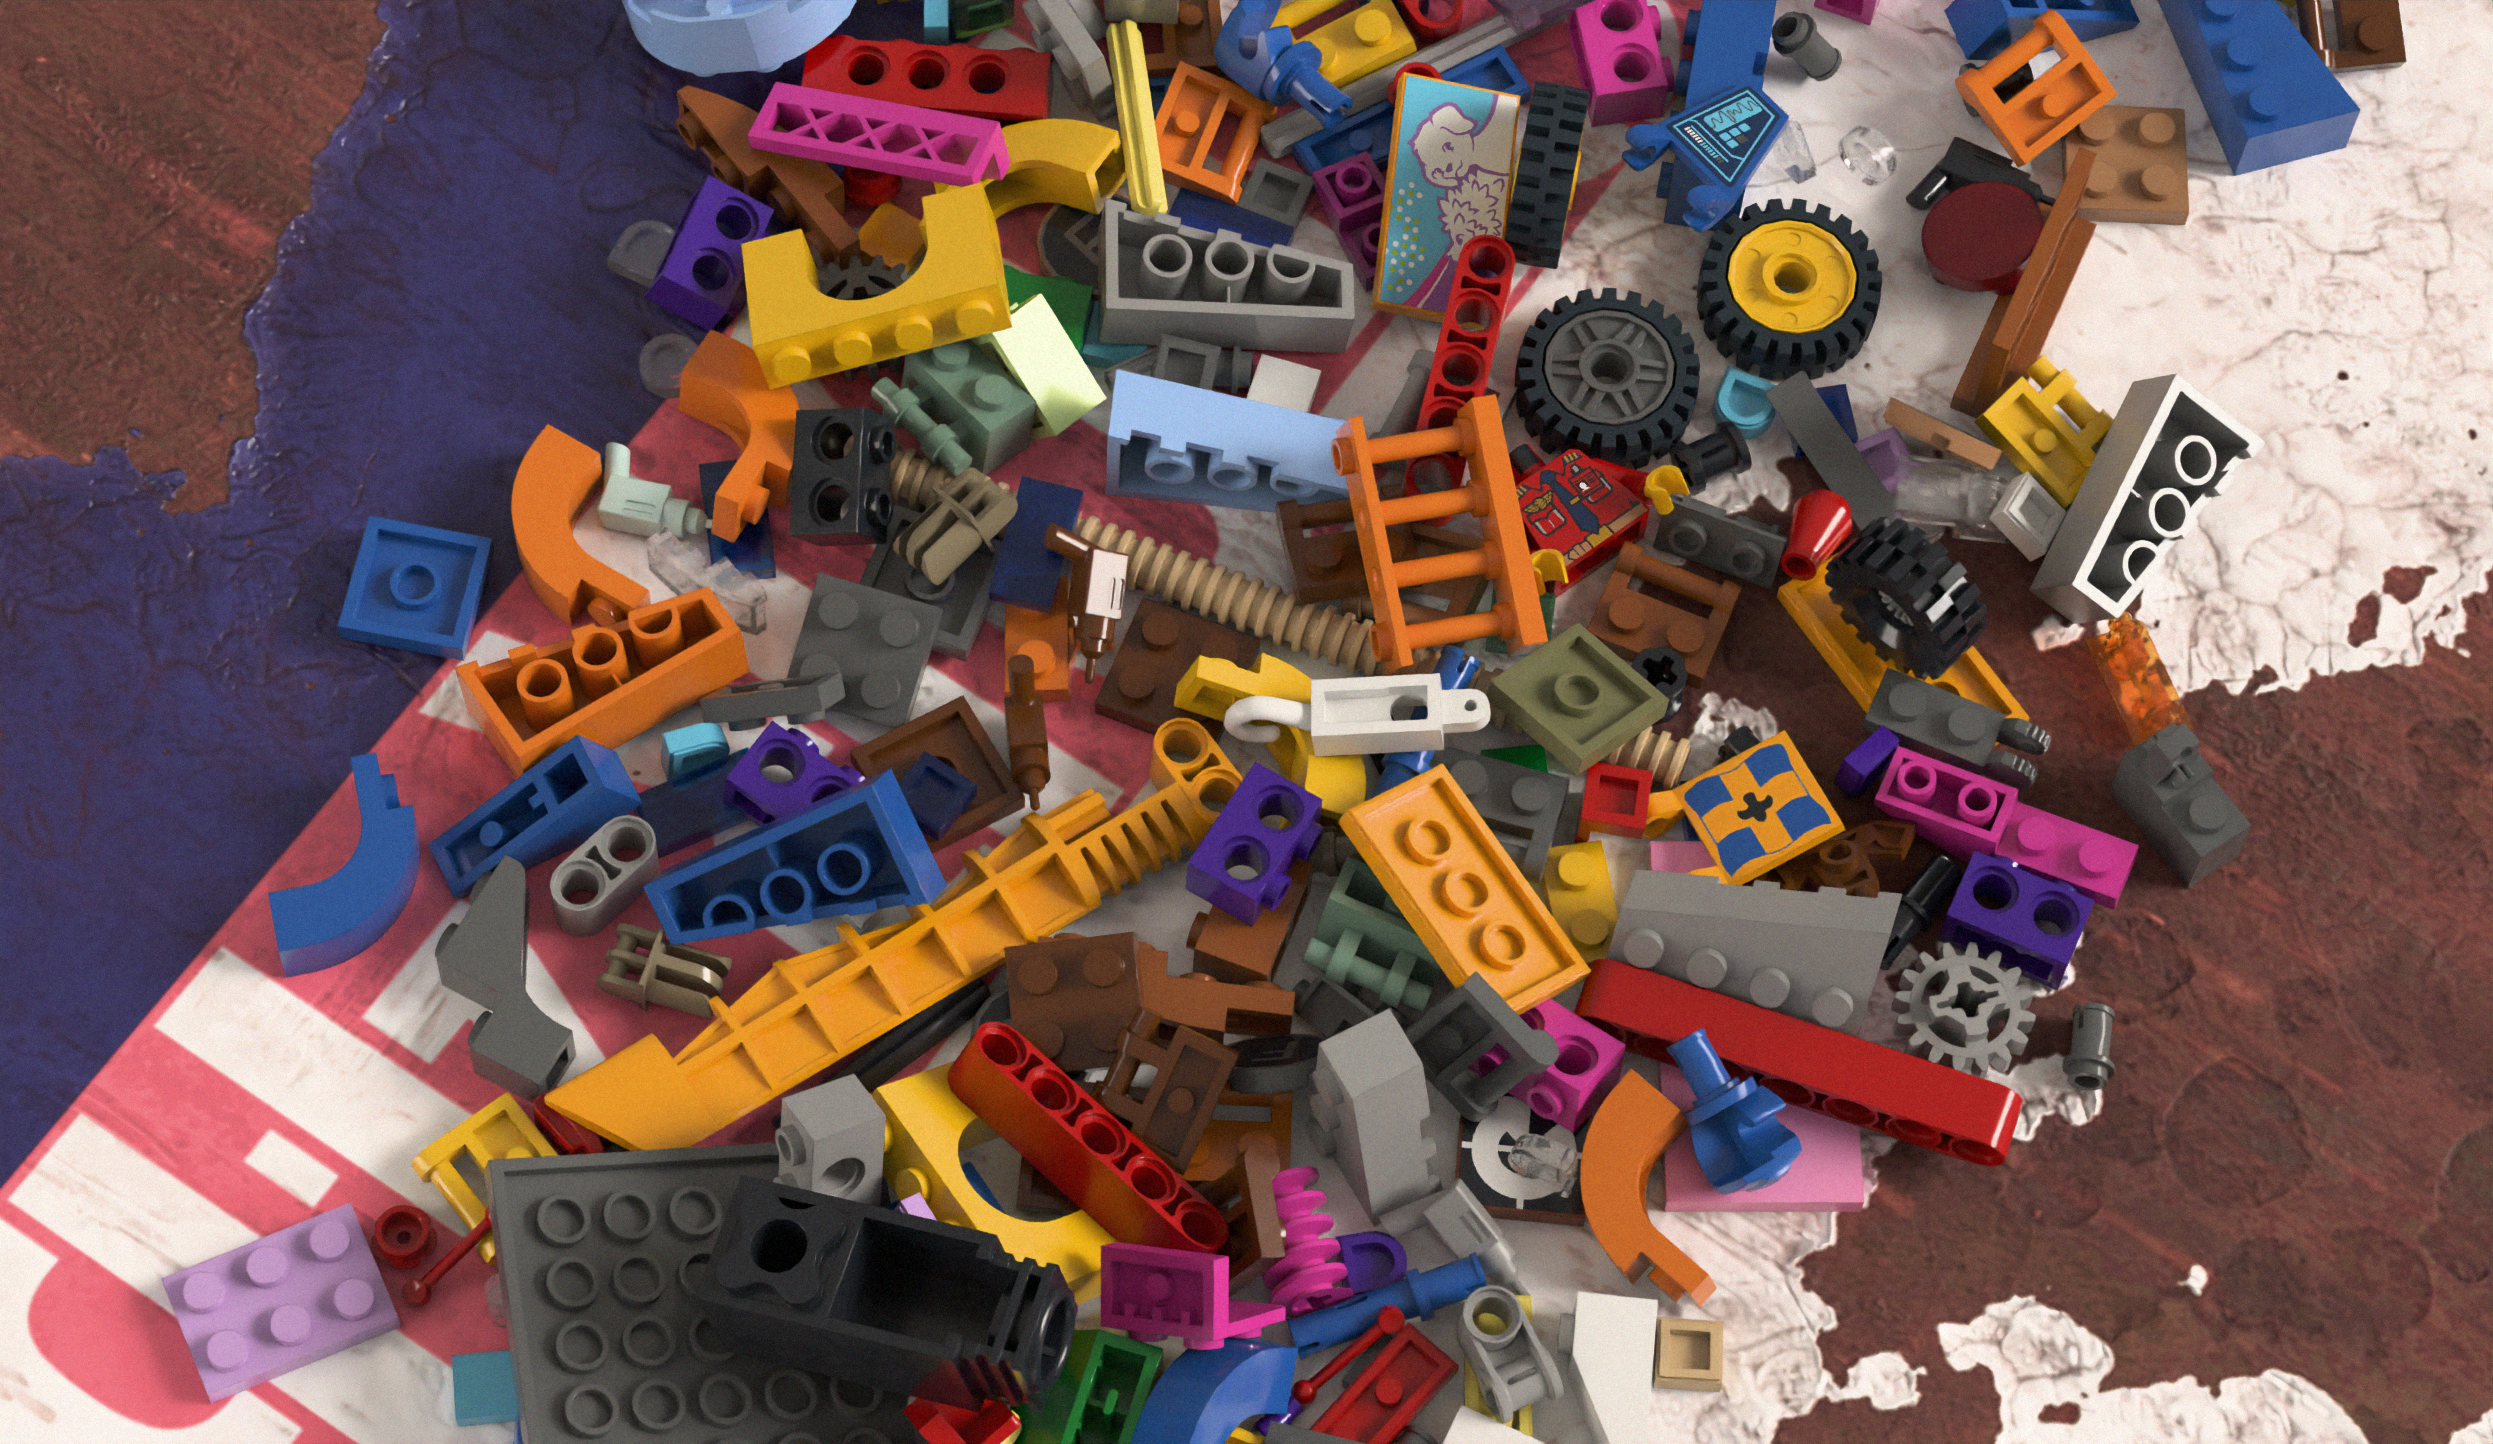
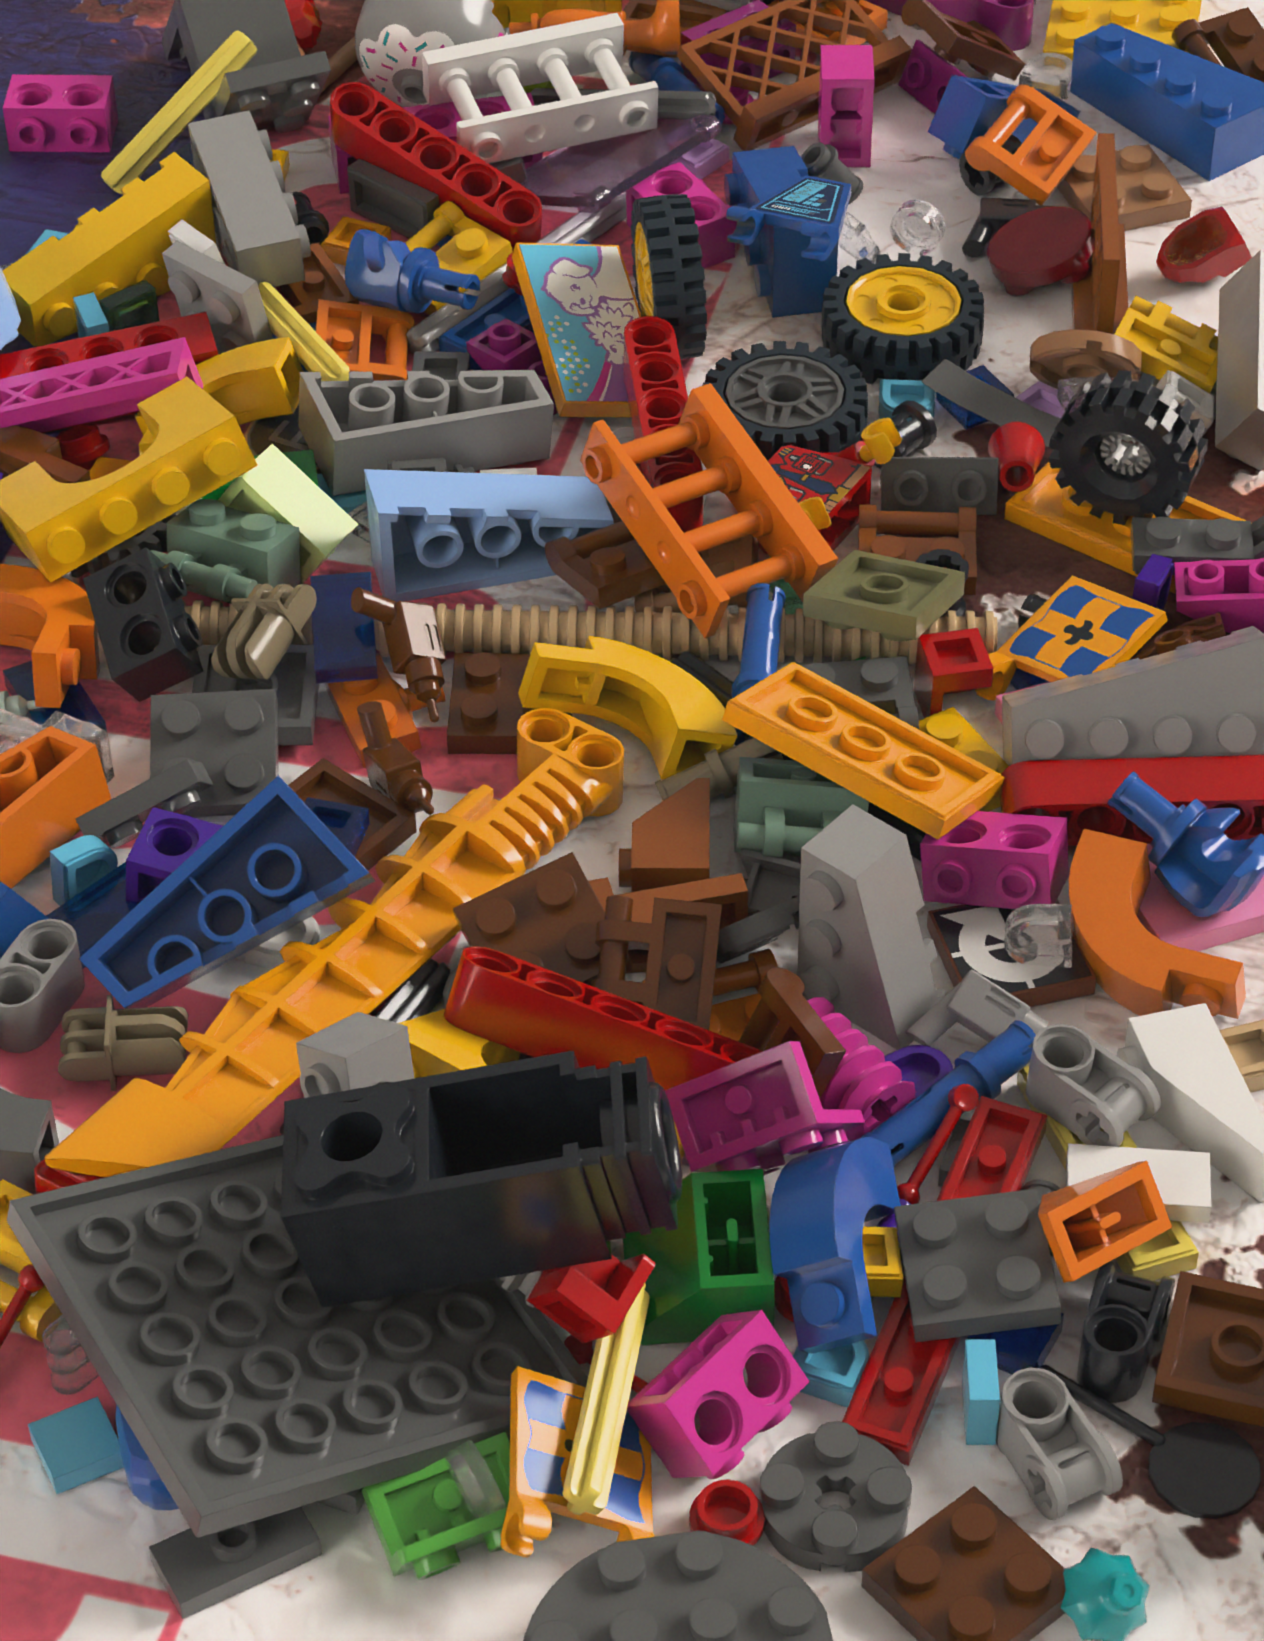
camera: 15 degrees left, 20 degrees down
(1244, 840) = (652, 765): dark purple brick -> none
(1356, 712) = (703, 646): white piece -> none
(1462, 1031) = (928, 815): dark grey plate -> none
(2160, 299) = (1203, 248): none -> red rock

